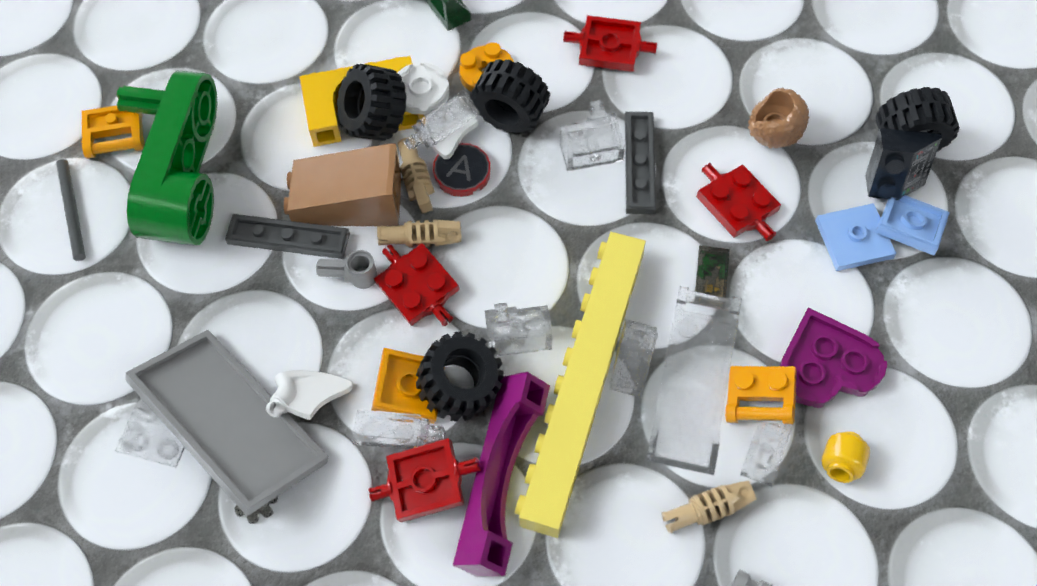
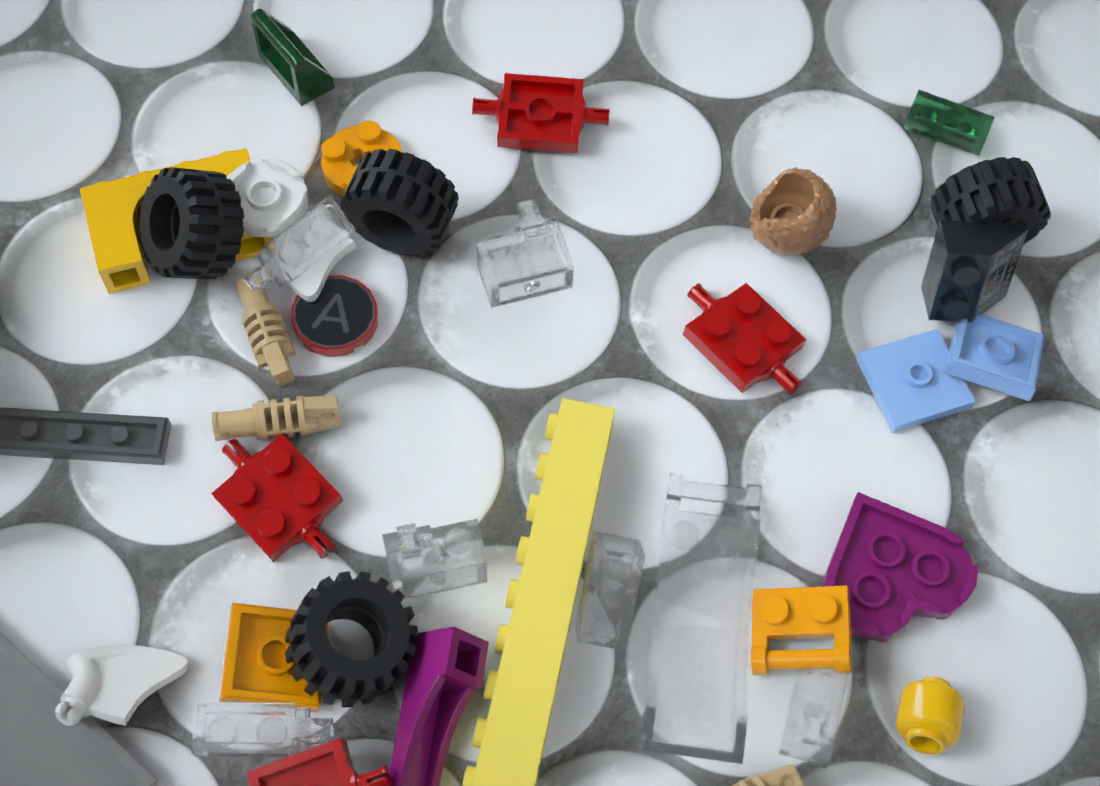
camera: 10 degrees left, 0 degrees up
(346, 188) = (161, 357): medium nougat slope -> none
(348, 269) = (170, 481): light grey axle -> none
(640, 163) = (597, 289): dark grey tile -> none
(712, 271) = (714, 446): clear smoke tile -> none
(894, 64) = (948, 122): none -> clear green plate

